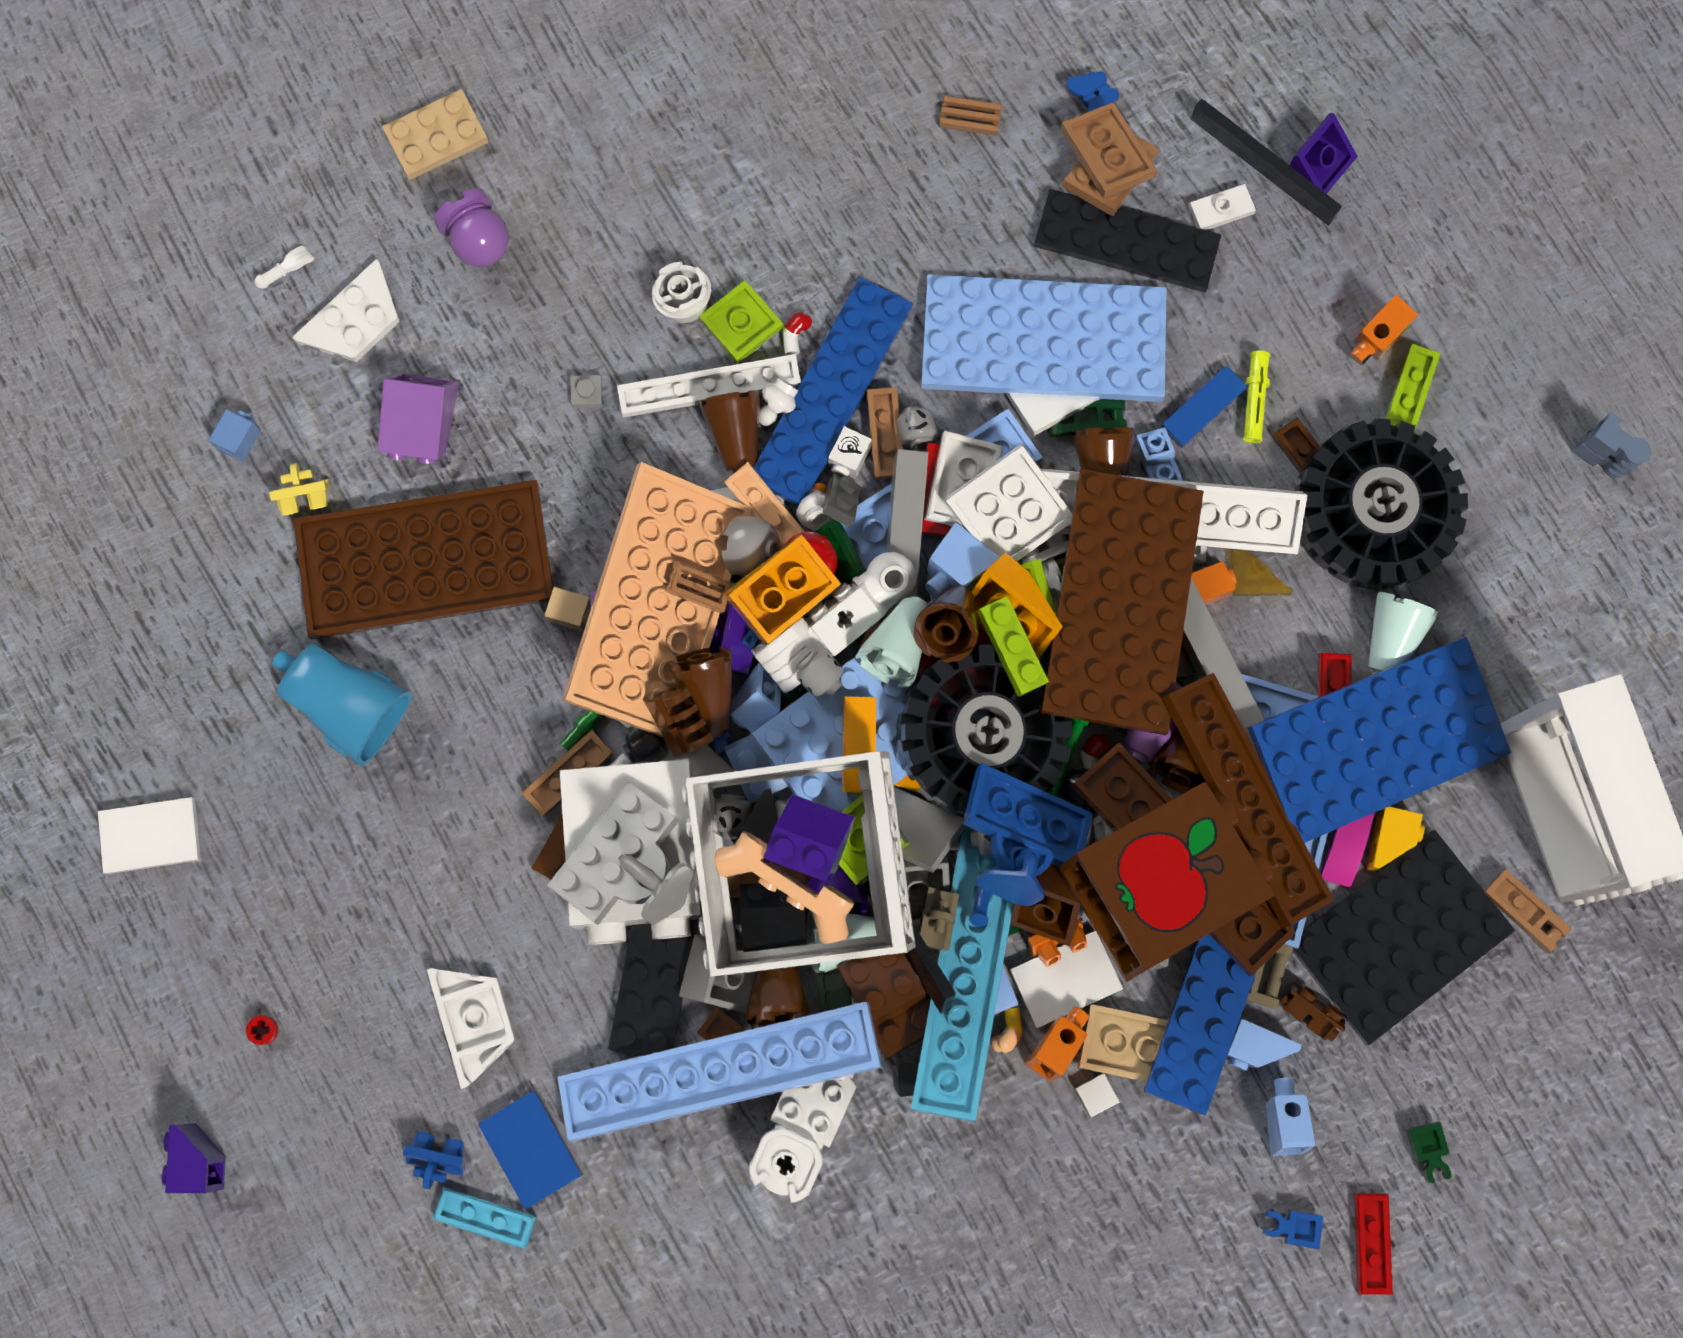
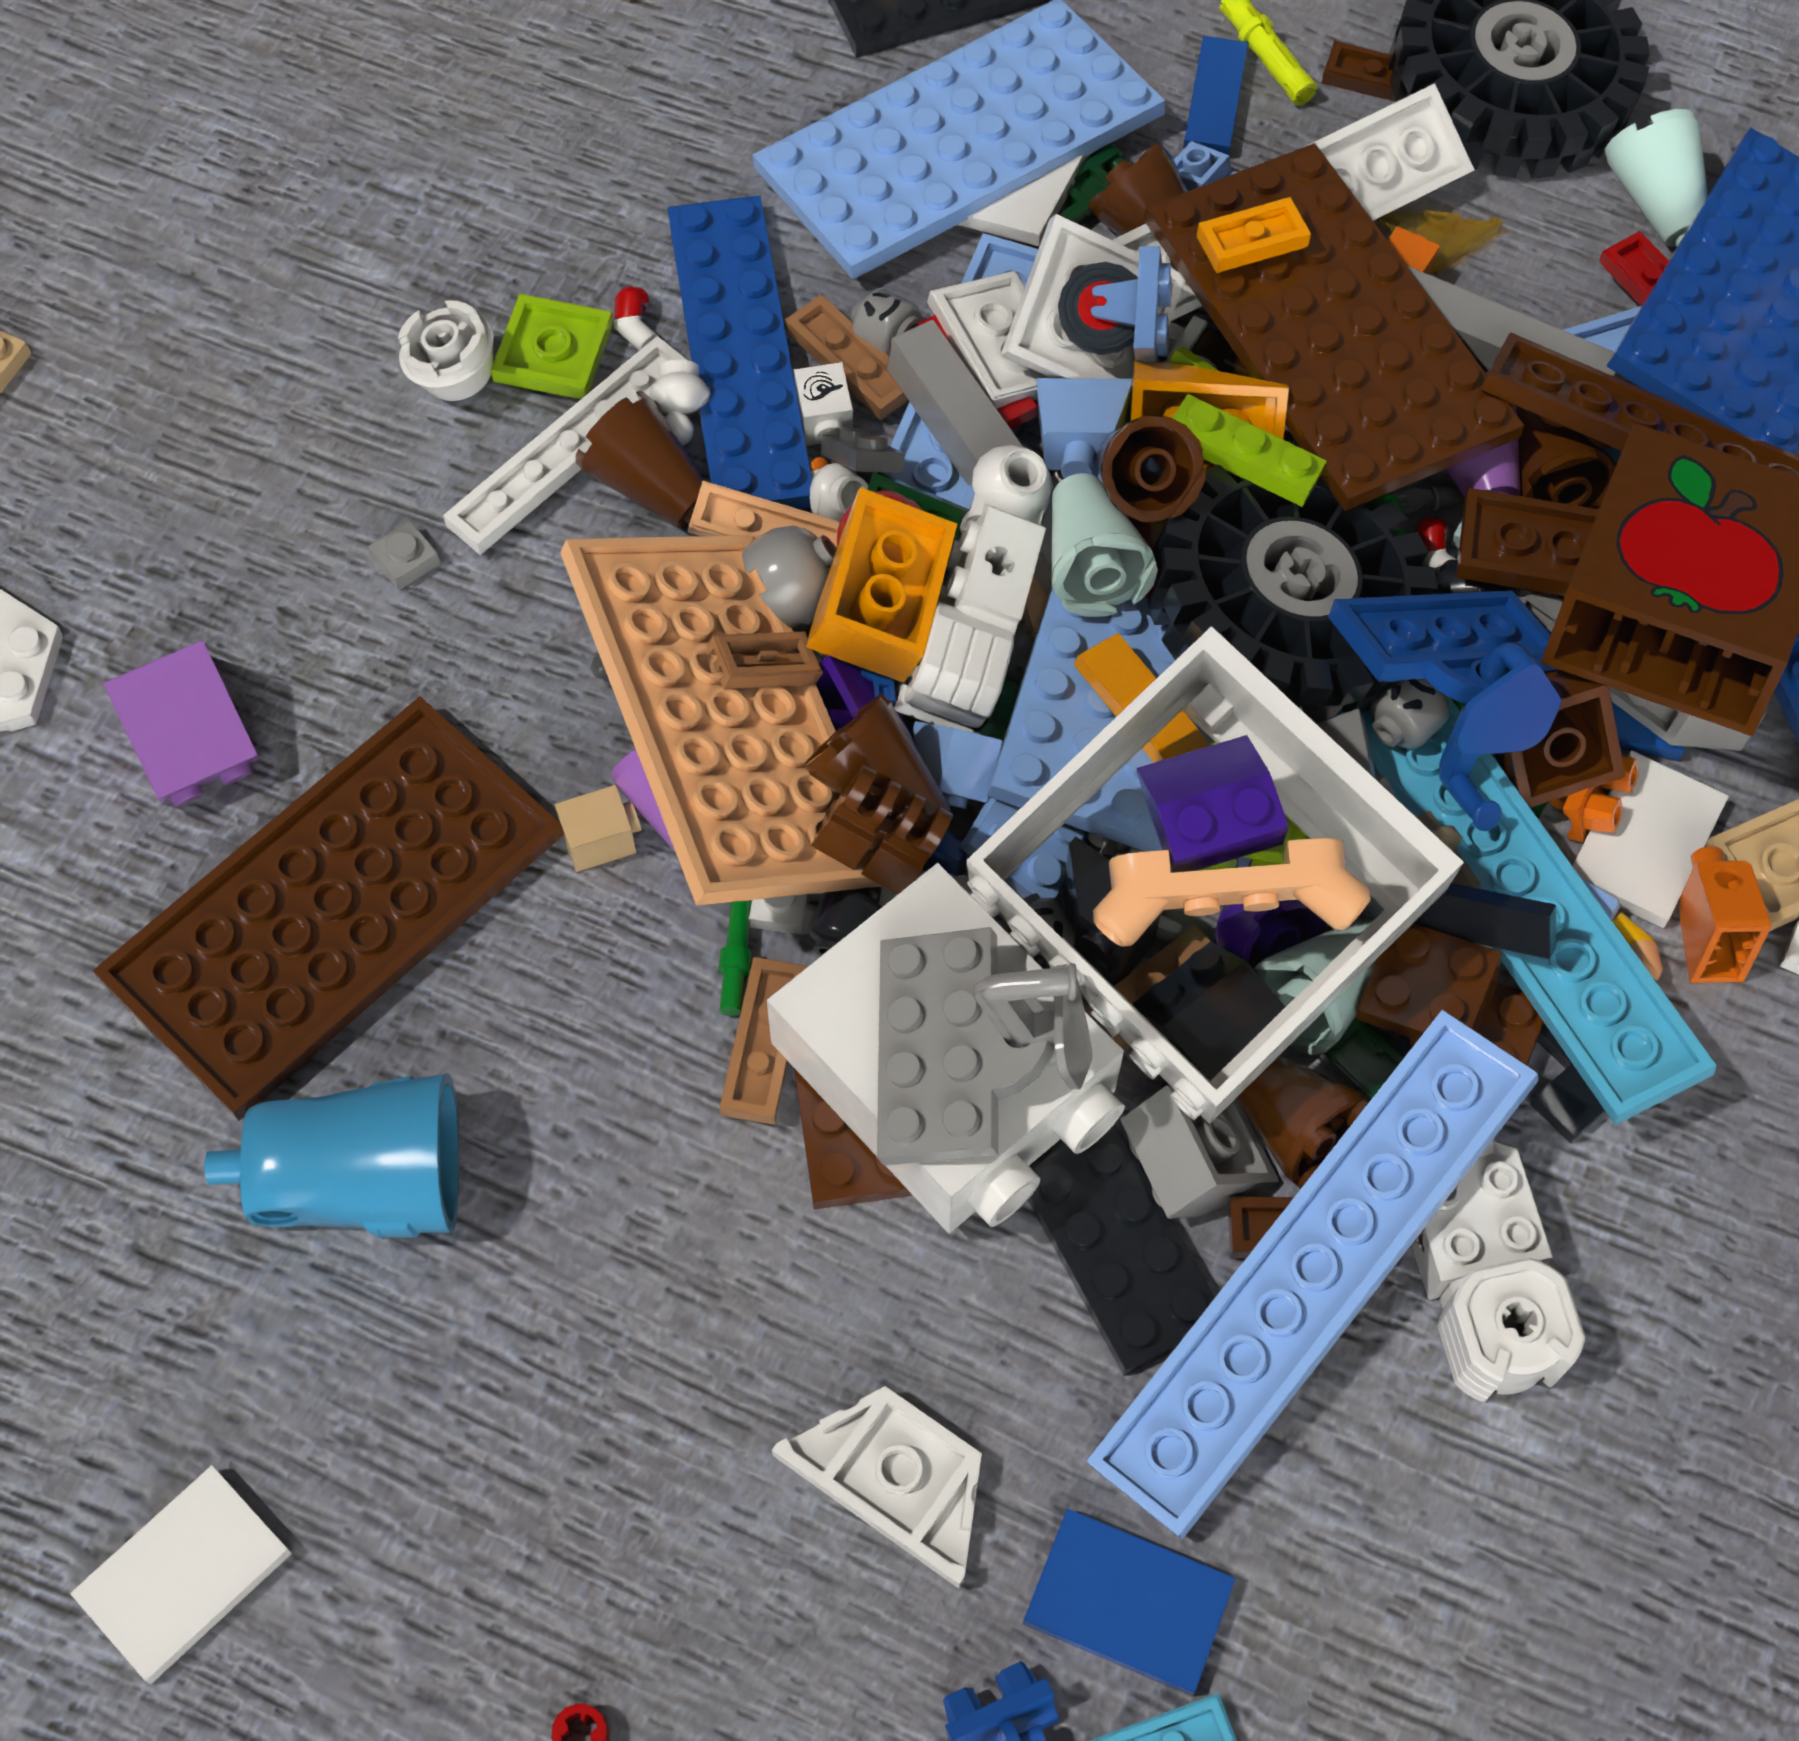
camera: 35 degrees left, 15 degrees down
(286, 497) = (59, 947): light yellow hips -> none
(474, 230) = (92, 445): medium lavender tile -> none
(819, 673) = (1022, 644): light grey head -> none
(1013, 518) = (1111, 308): none -> plate
(1114, 529) = (1253, 234): none -> light orange plate

